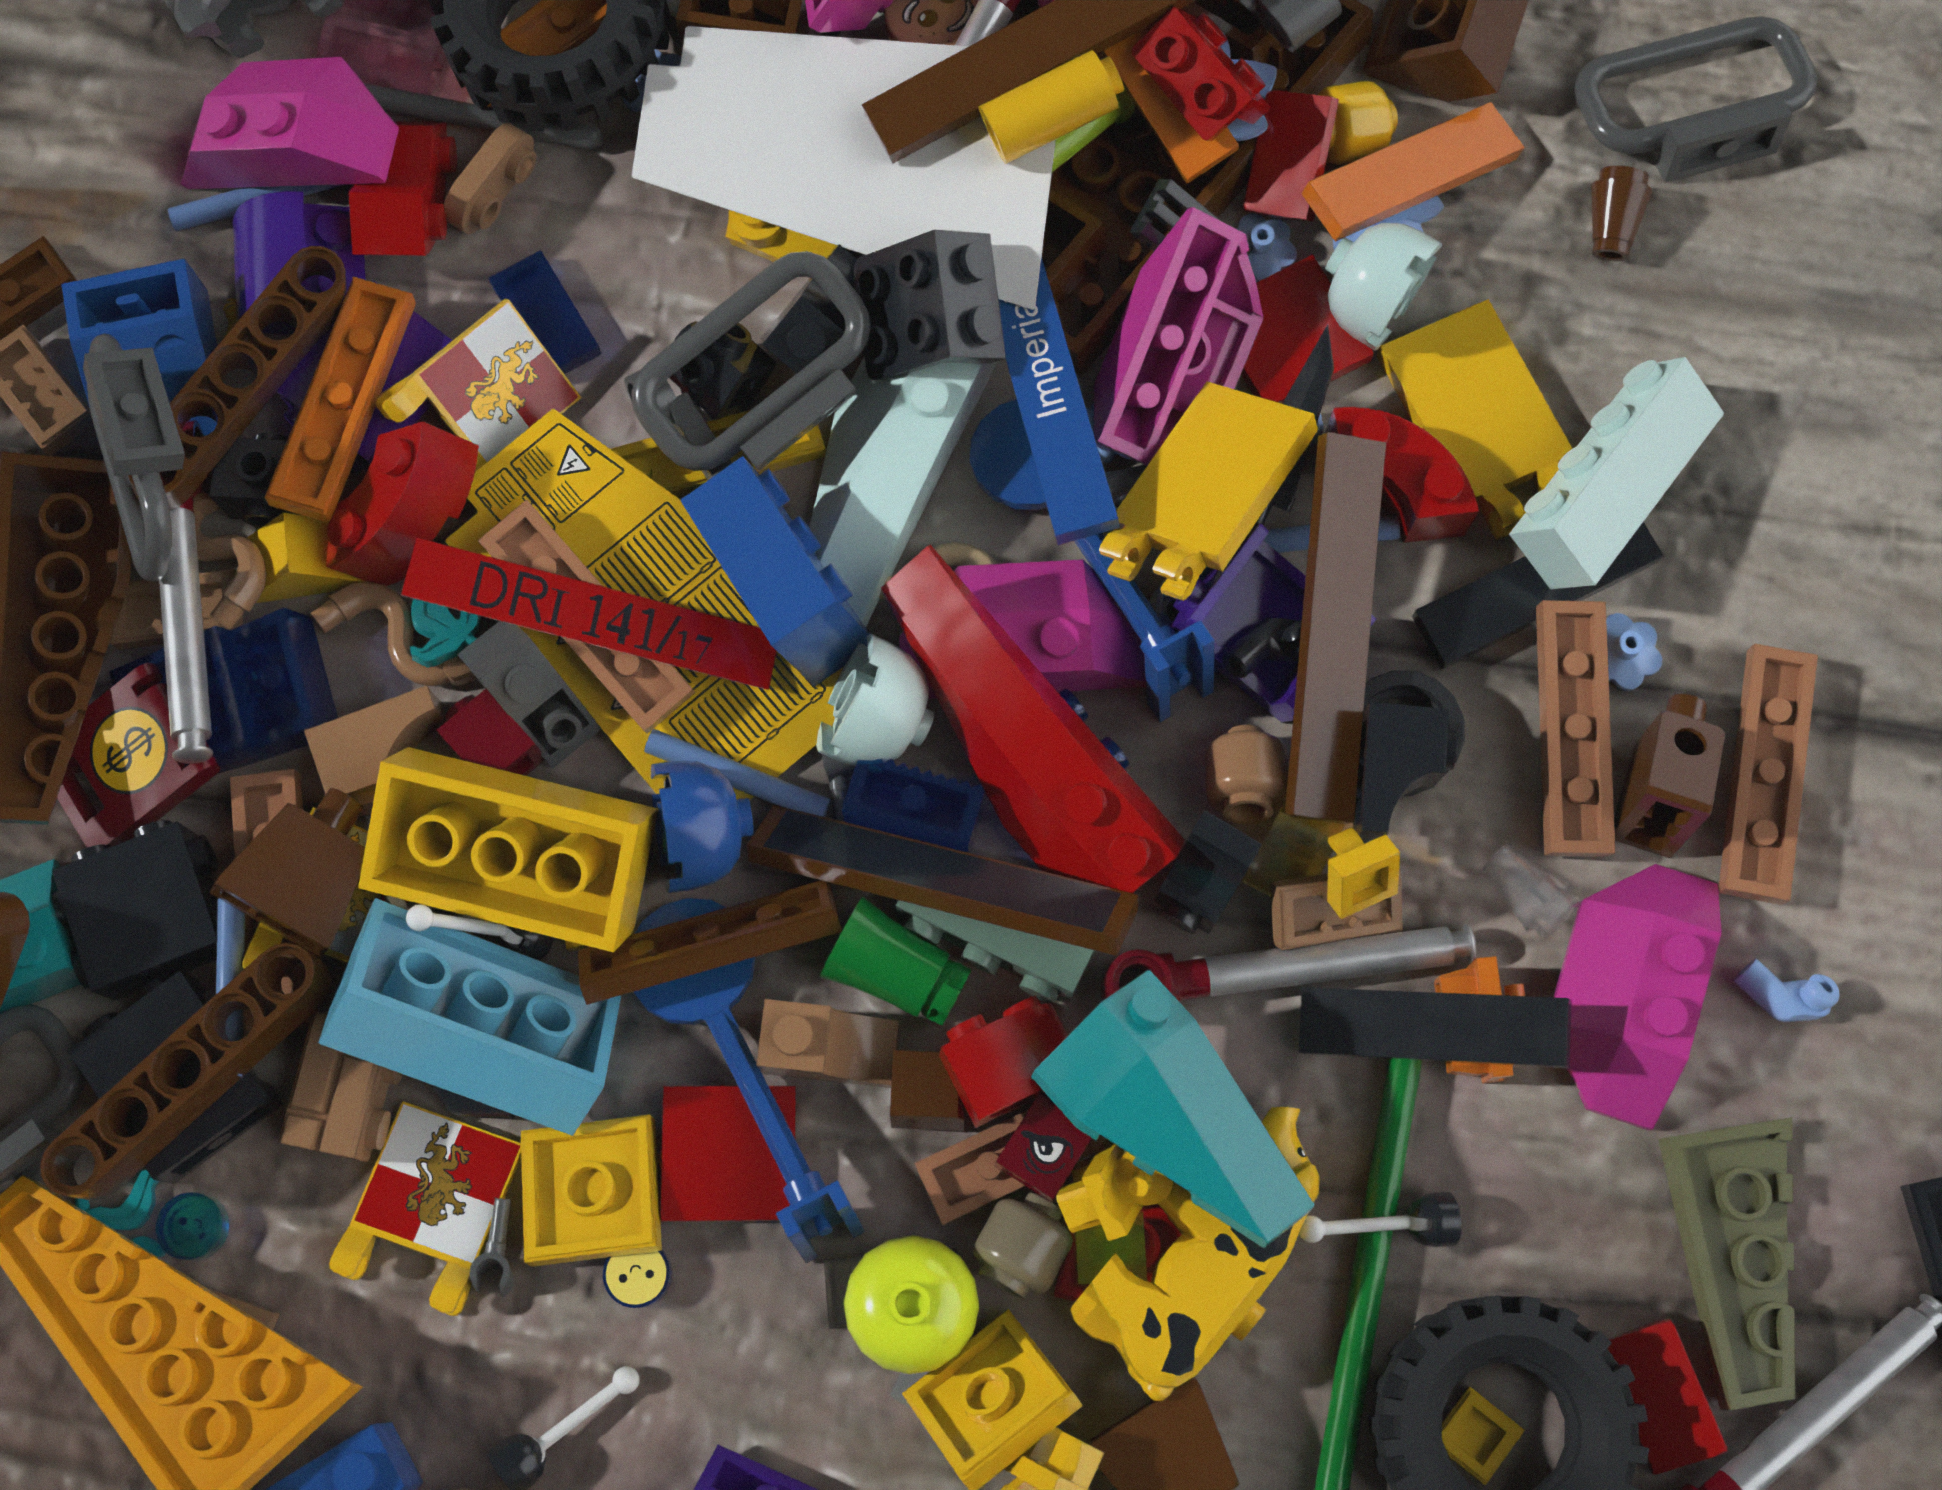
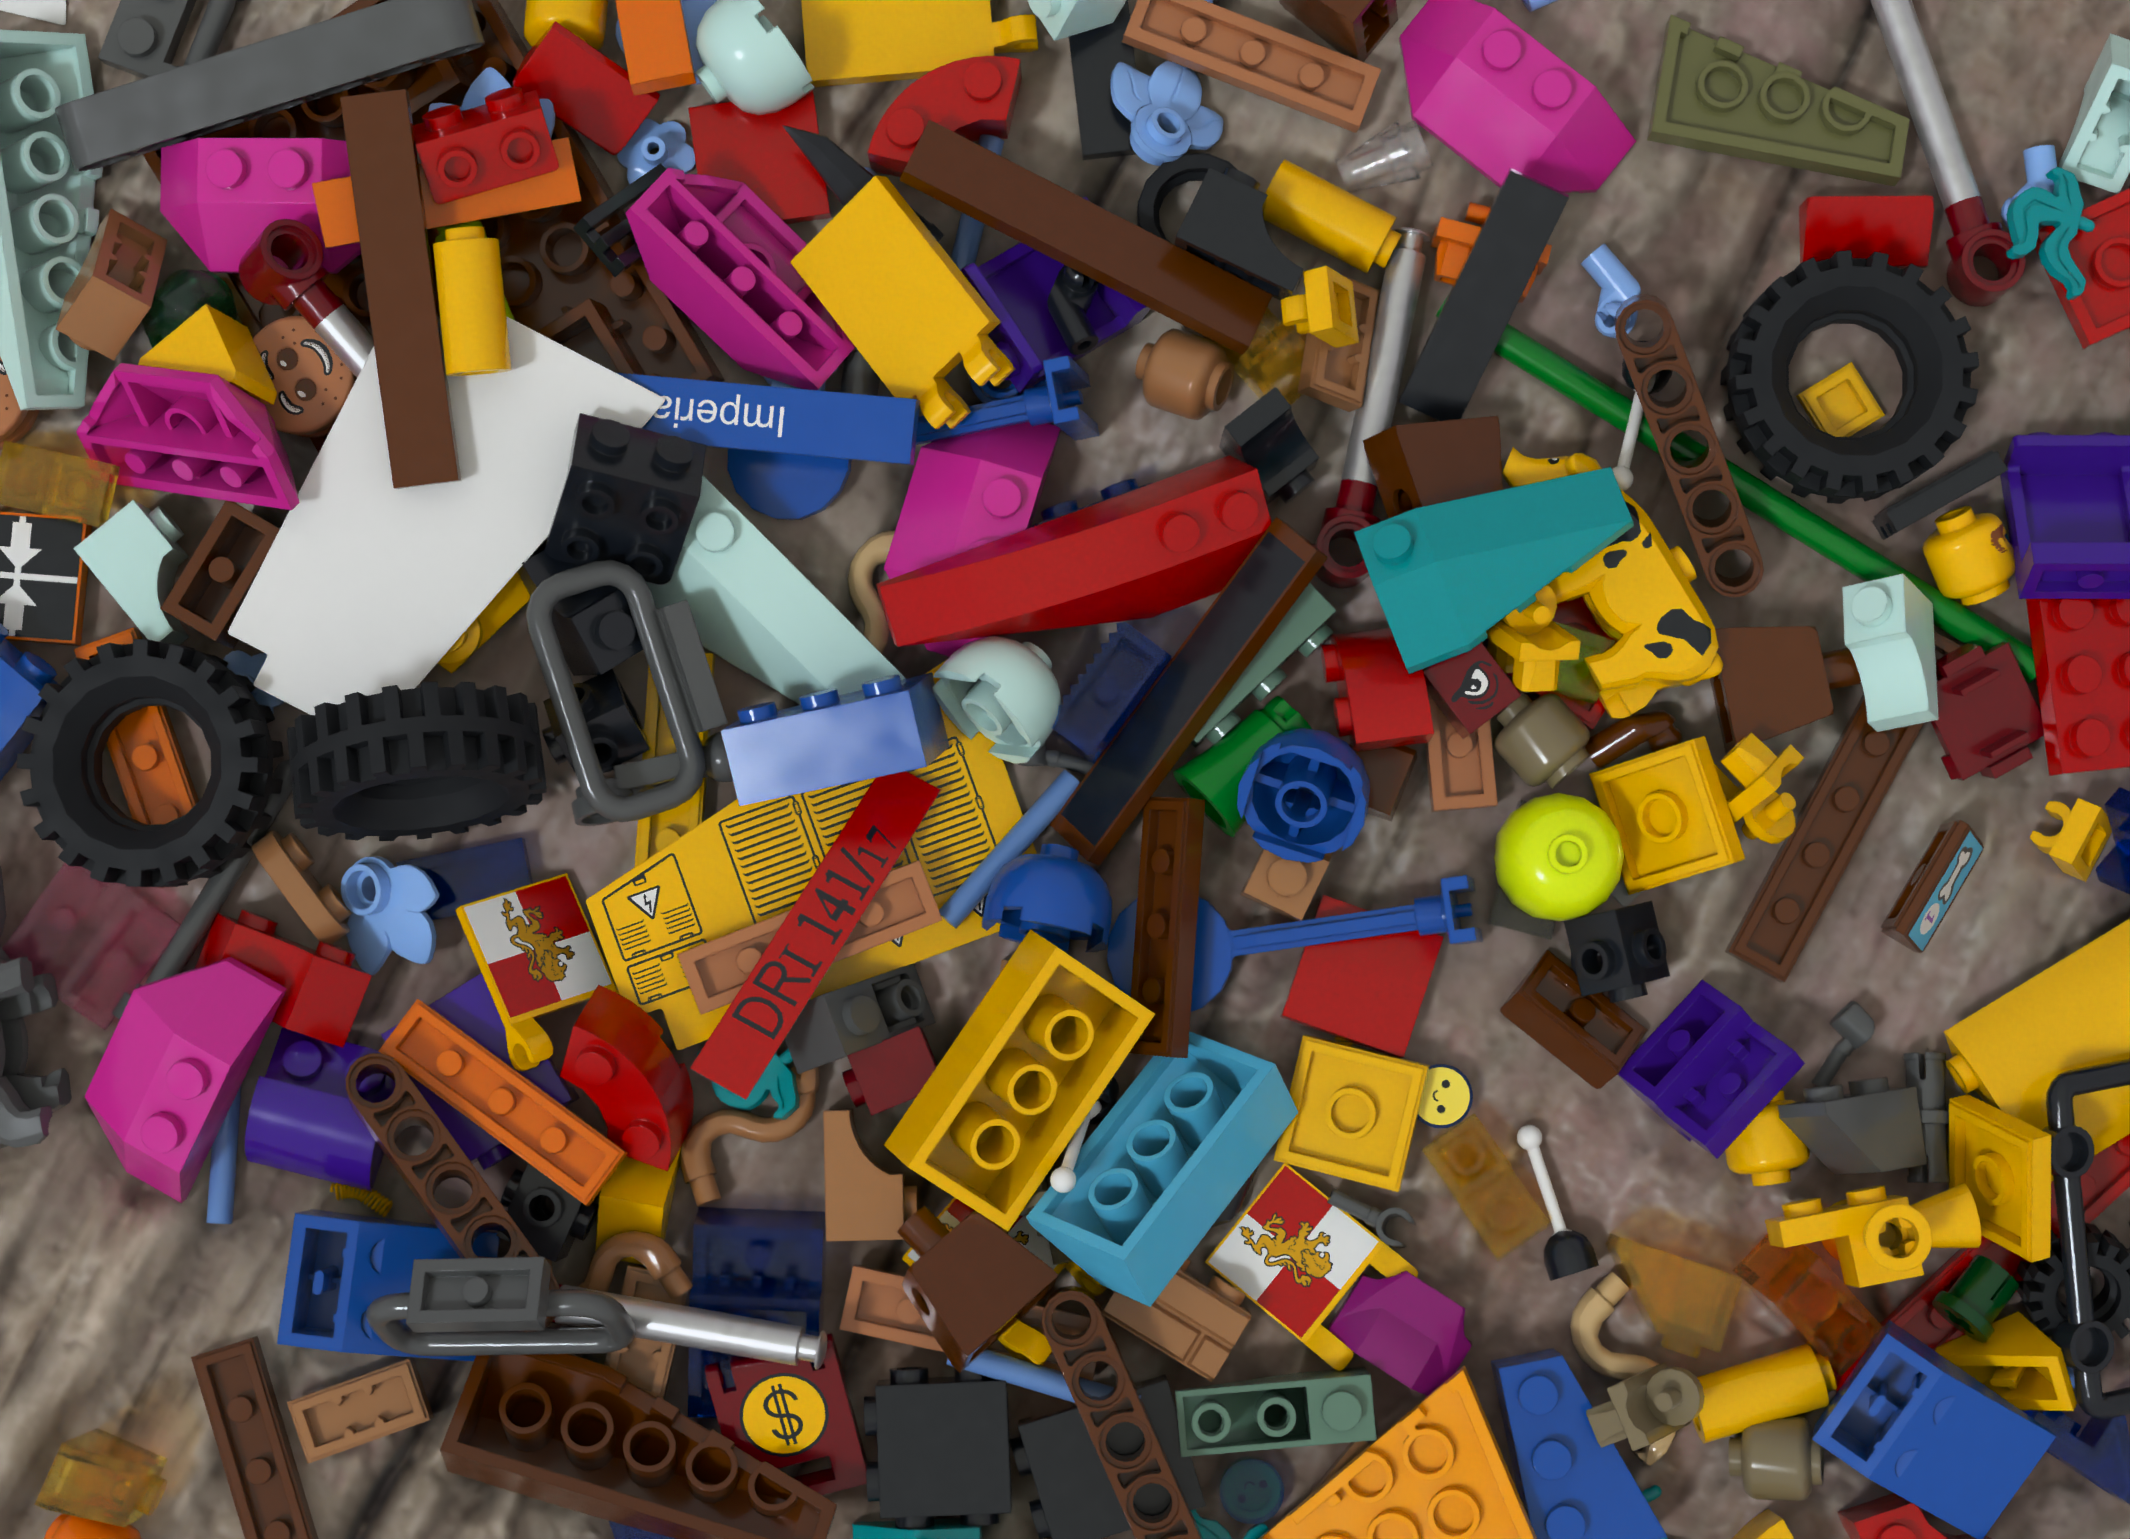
camera: 70 degrees left, 10 degrees up
(268, 1220) = (1277, 1412): none -> sand green slope
(387, 1319) = (1404, 1329): none -> magenta slope
(494, 256) = (389, 912): none -> light blue plate
(561, 1353) = (1485, 1187): none -> clear yellow slope
(622, 208) = (416, 761): none -> black tyre
(758, 1383) = (1577, 1029): none -> reddish brown slope
(837, 1399) = (1617, 951): none -> black brick
(876, 1017) = (1304, 795): none -> blue cylinder
(1064, 1335) = (1628, 733): none -> reddish brown arm
(1257, 1038) = (1435, 462): none -> reddish brown torso
(1337, 1290) = (1693, 476): none -> reddish brown beam
(1451, 855) = (1330, 218): none -> yellow brick
(1487, 667) = (1164, 111): none -> light blue plate
(1495, 1166) = (1616, 286): none -> light blue arm

